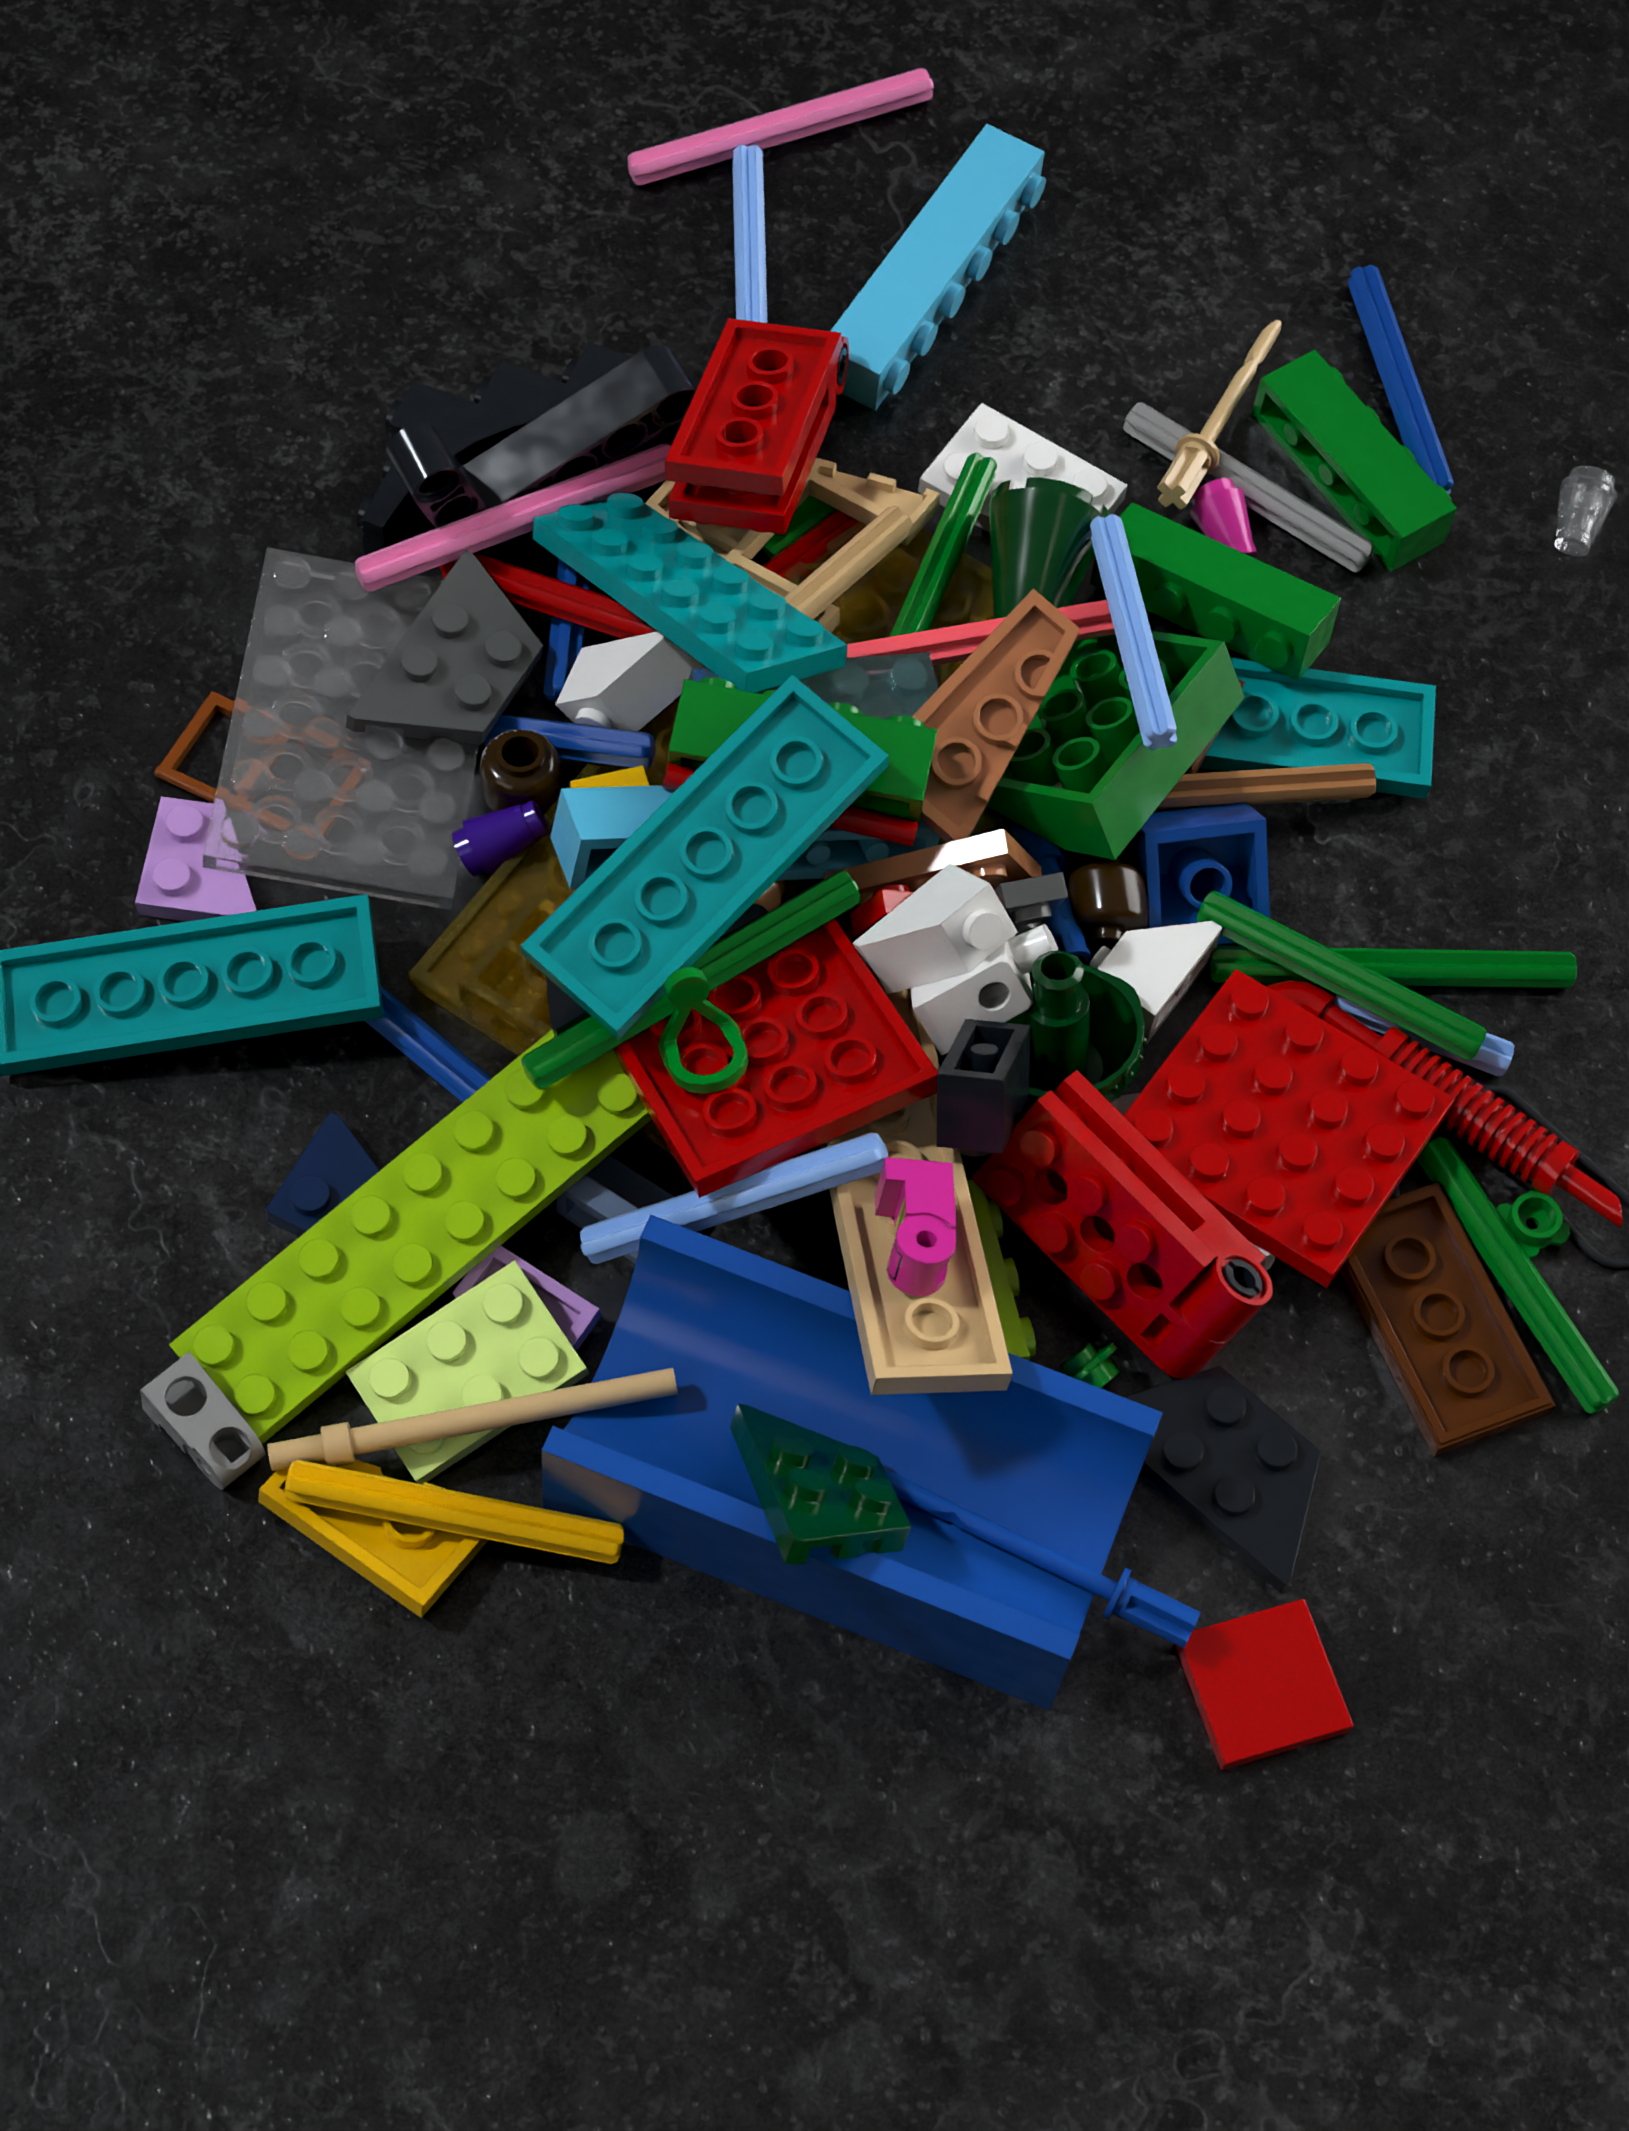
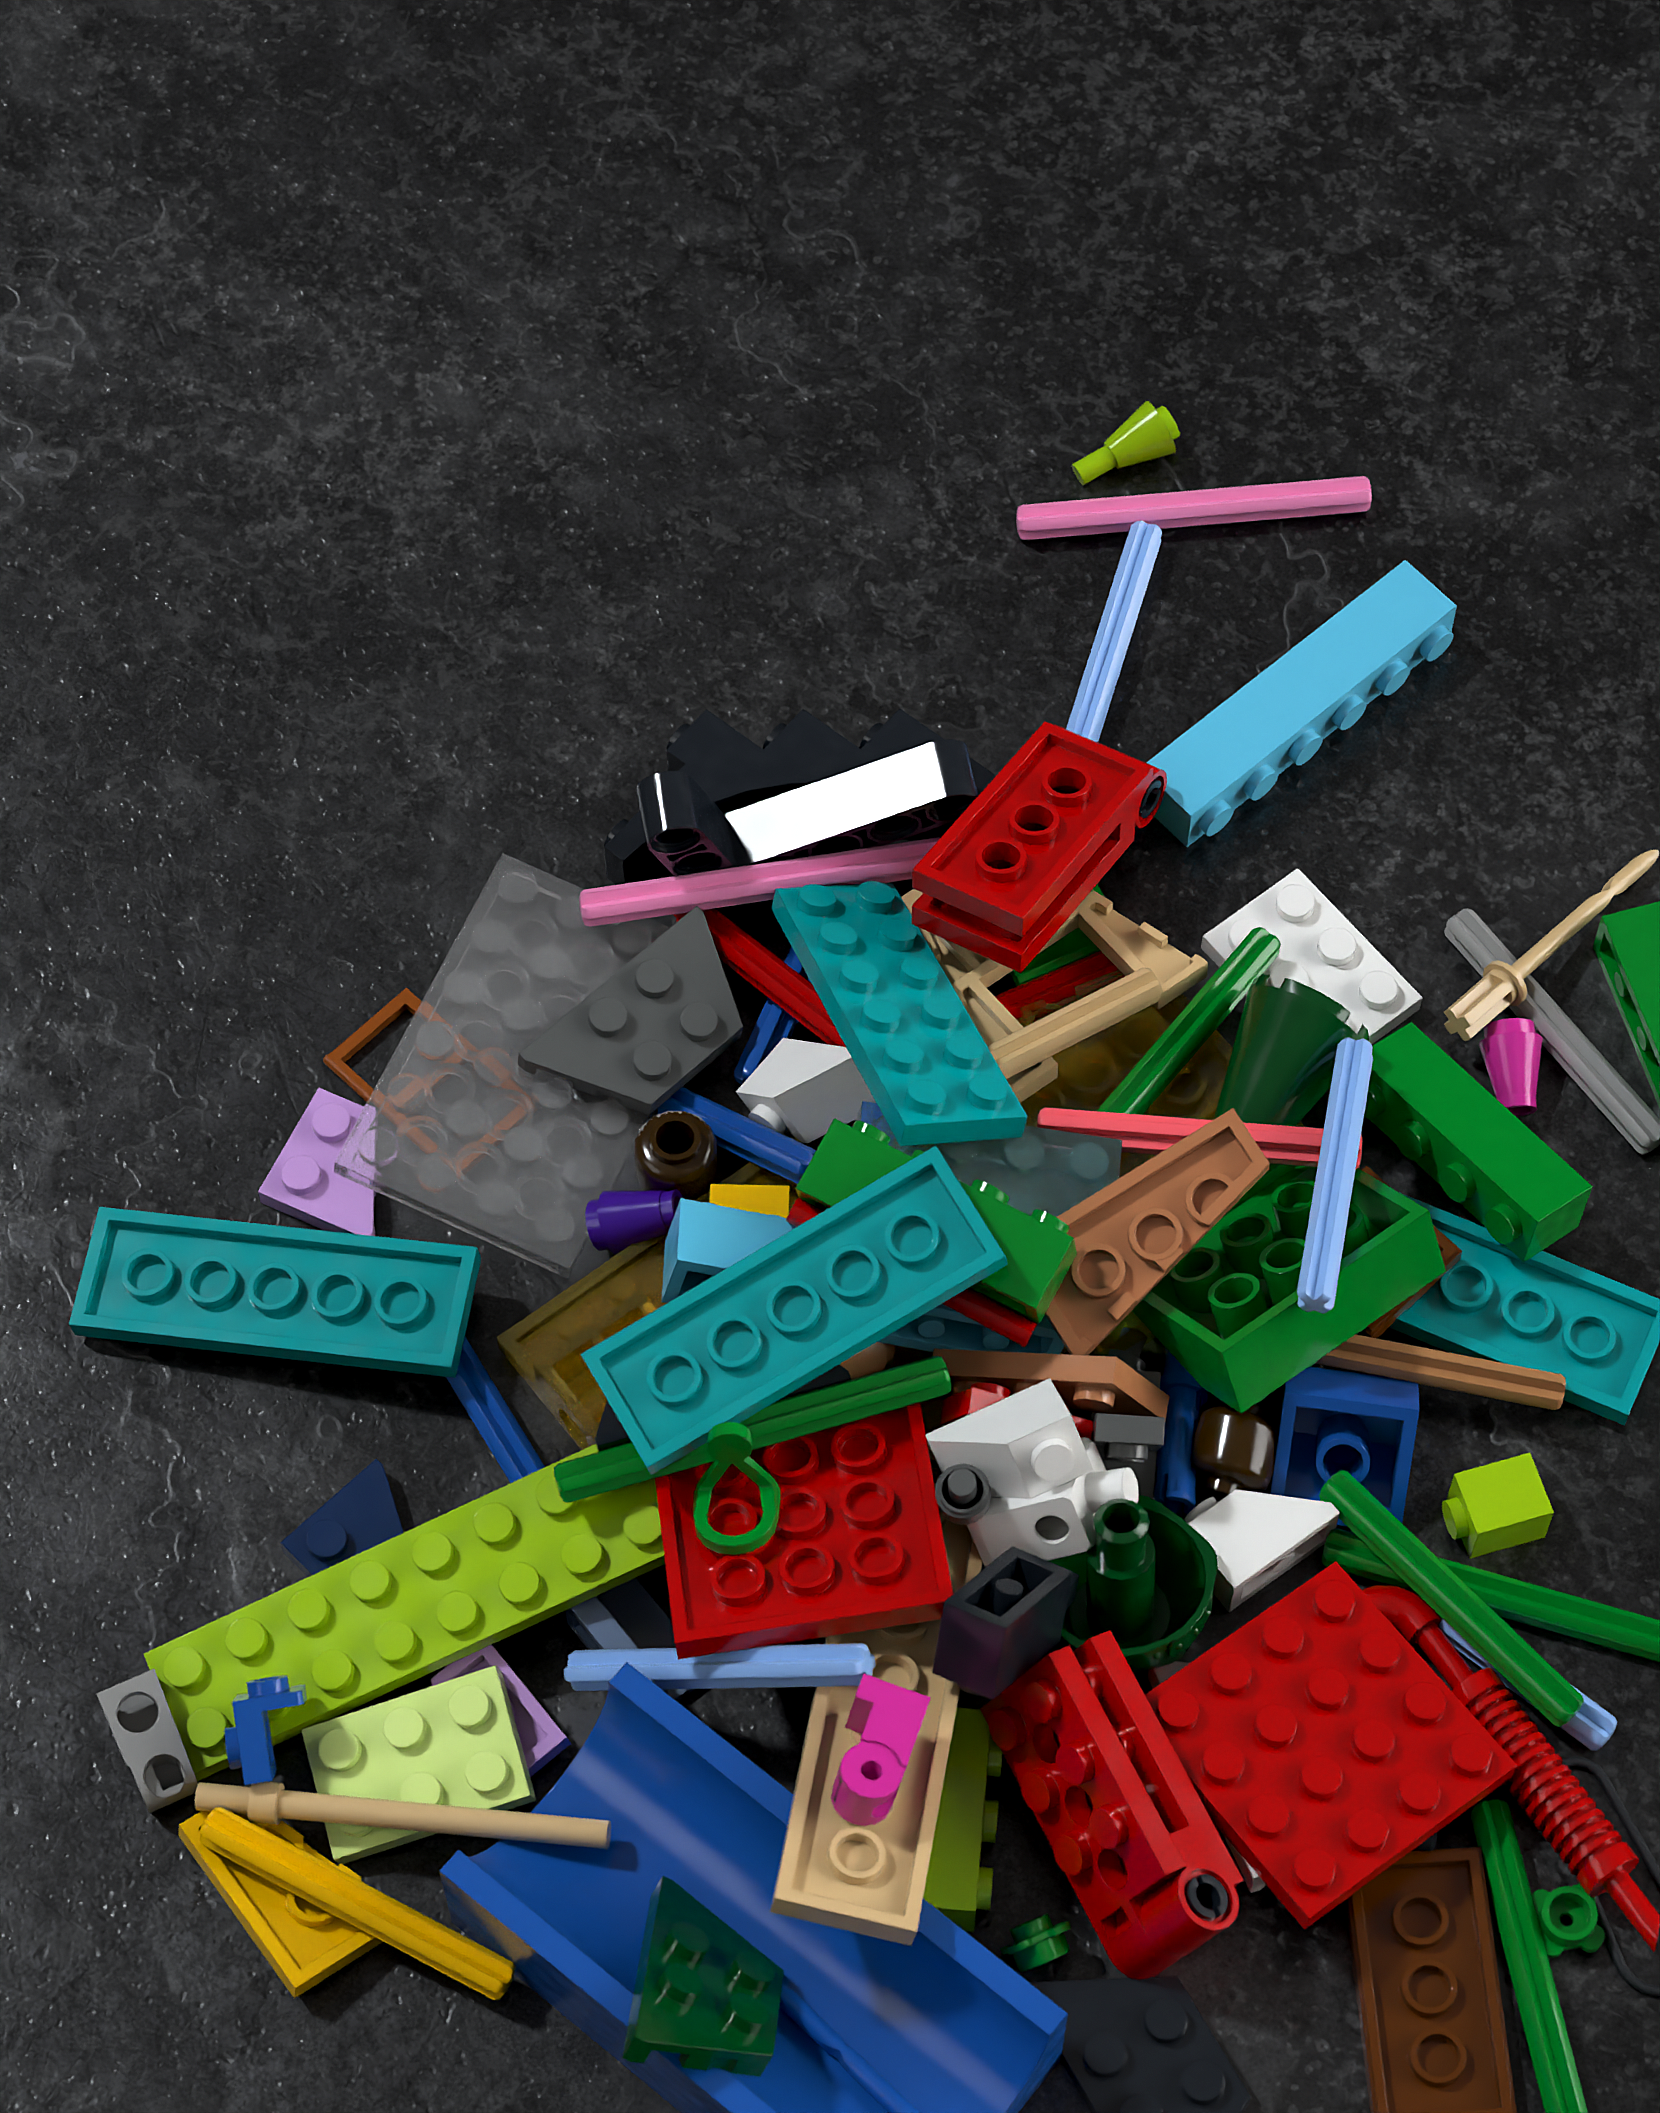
camera: 25 degrees right, 0 degrees up
(307, 1391) = (250, 1741): none -> blue bracket
(716, 76) = (1140, 438): none -> lime cone
(908, 983) = (963, 1494): none -> dark grey cylinder
(1349, 890) = (1497, 1506): none -> lime brick

